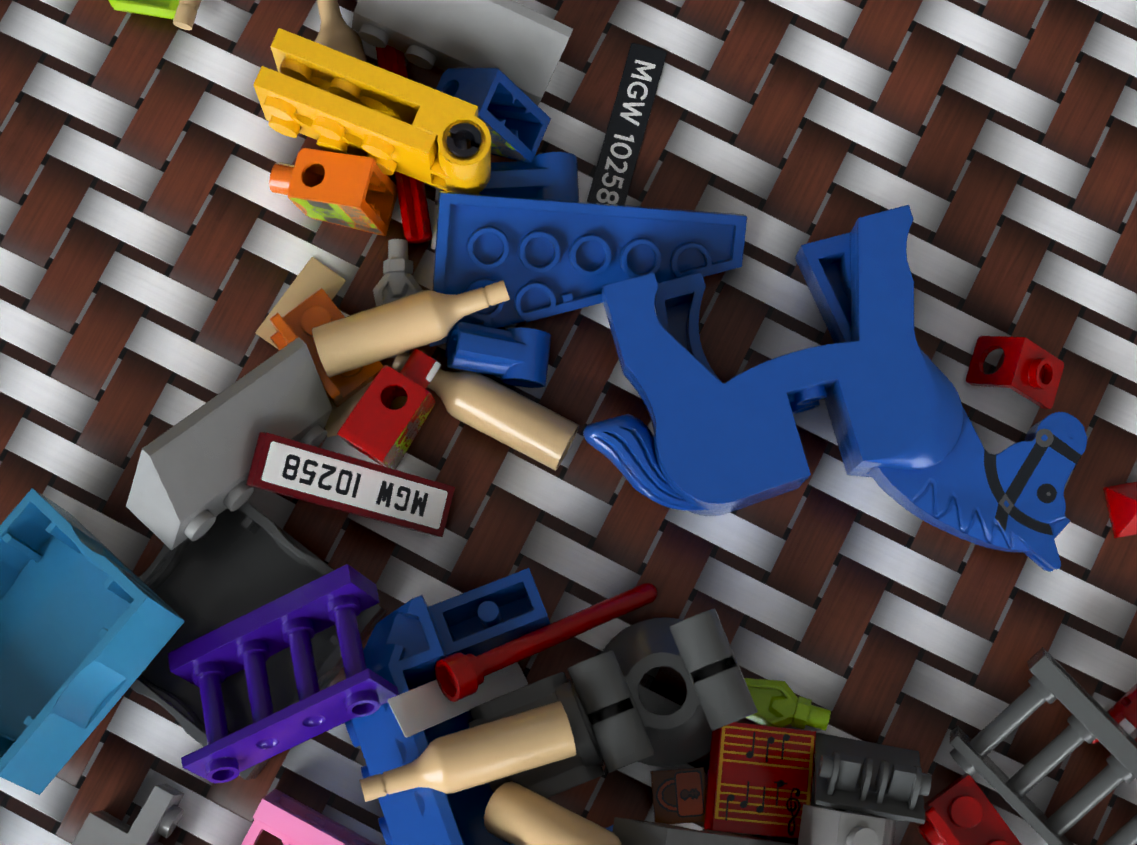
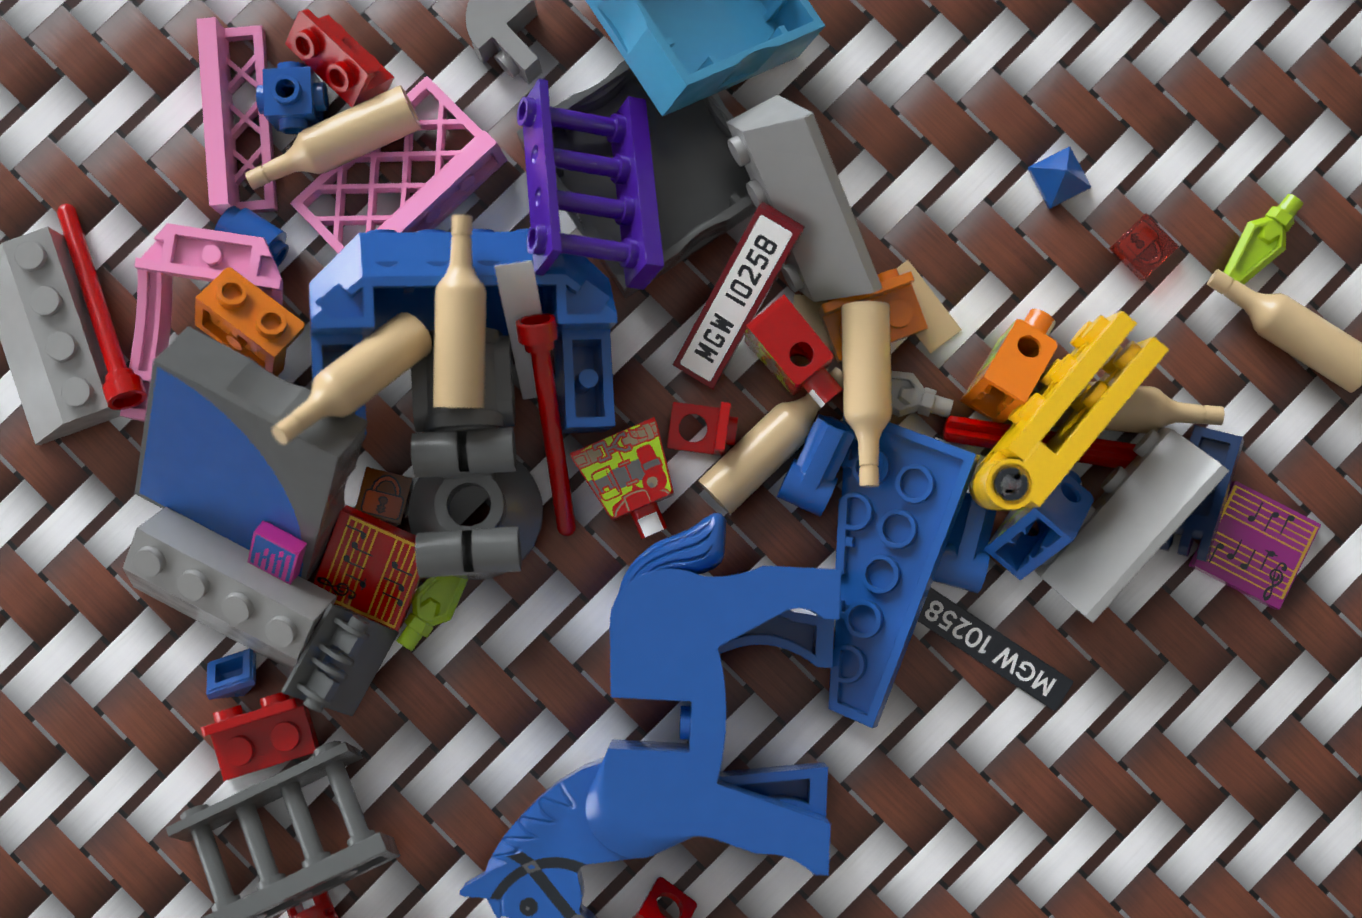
camera: 105 degrees right, 5 degrees up
(122, 207) = (1059, 177): none -> blue slope
(170, 102) = (1144, 247): none -> clear red tile
(497, 464) = (720, 428): none -> red bracket
(573, 541) = (629, 475): none -> torso

